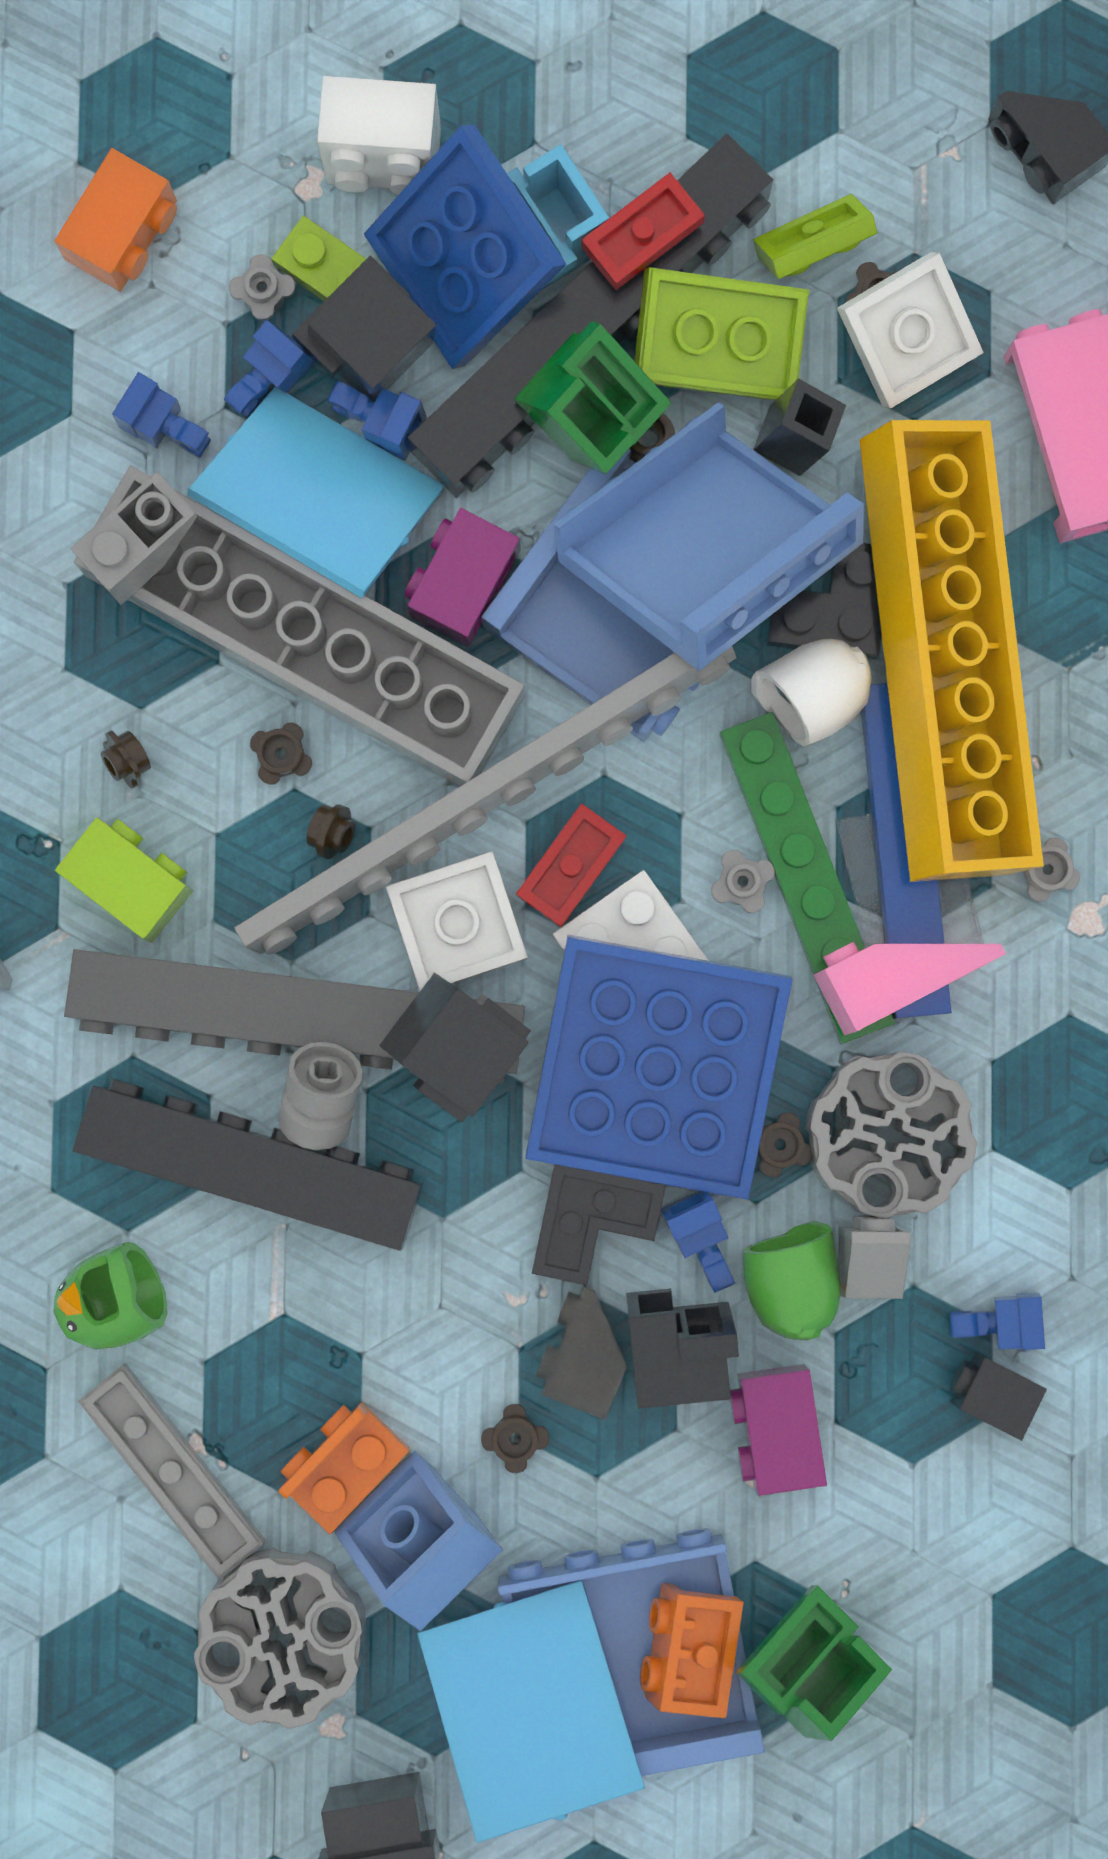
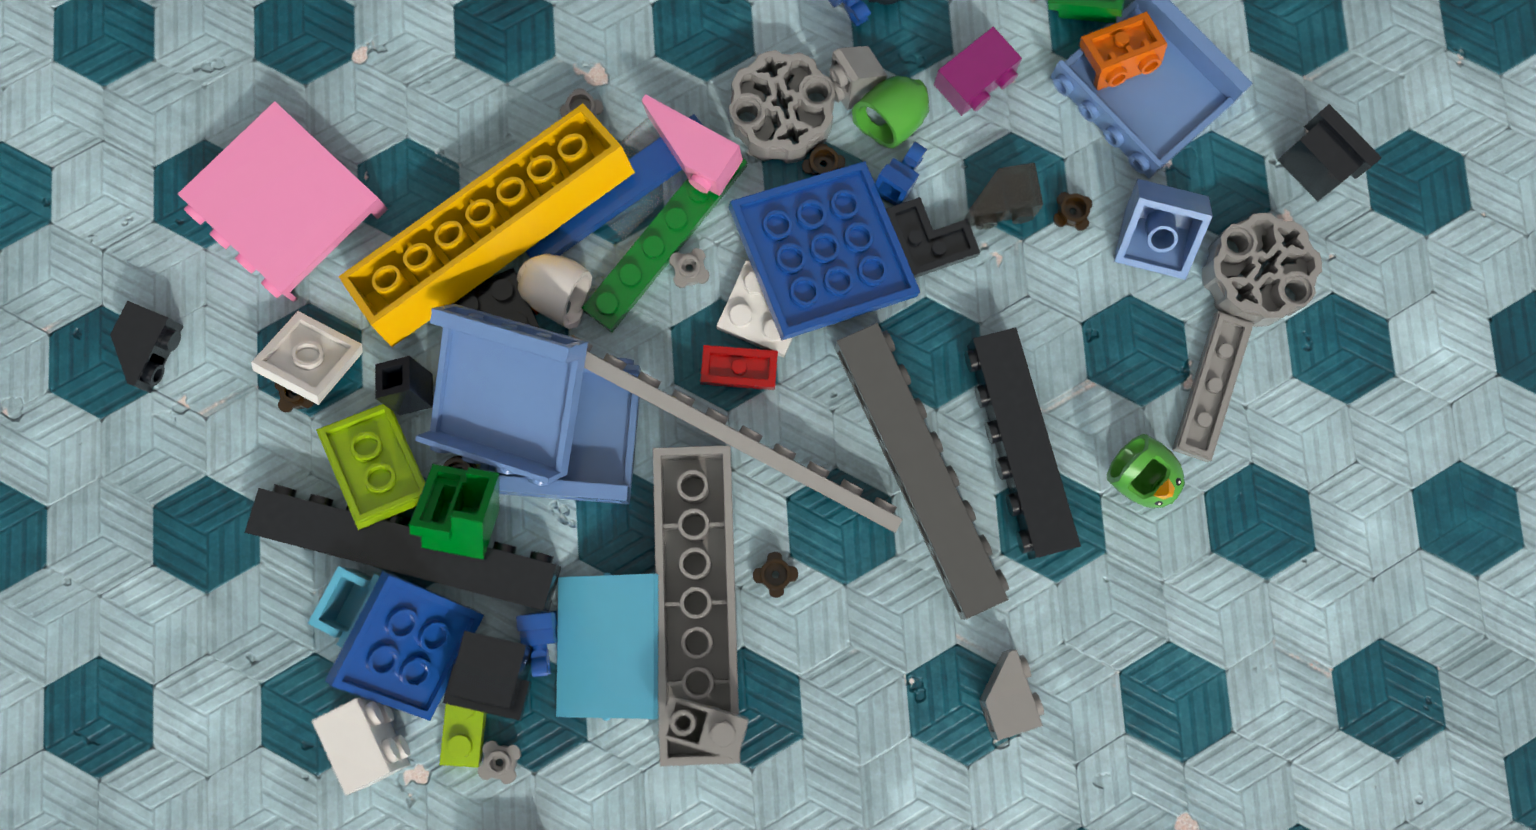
camera: 125 degrees left, 5 degrees down
(125, 757) = (834, 664): dark brown plate -> none
(125, 879) = (905, 617): lime brick -> none
(152, 414) = (617, 781): blue piece -> none
(275, 361) = (540, 724): blue piece -> none
(320, 1095) = (959, 423): light grey wheel -> none
(331, 830) = (803, 516): dark brown plate -> none
(343, 1467) = (1149, 294): orange bracket -> none
(455, 1045) = (885, 359): black plate -> none
(457, 921) = (811, 412): white plate -> none
(463, 575) = (607, 528): magenta brick -> none
(530, 1711) = (1212, 112): medium azure piece -> none
(642, 231) = (335, 542): red plate -> none
(679, 1349) = (970, 145): black plate -> none
(815, 236) = (280, 447): lime plate -> none

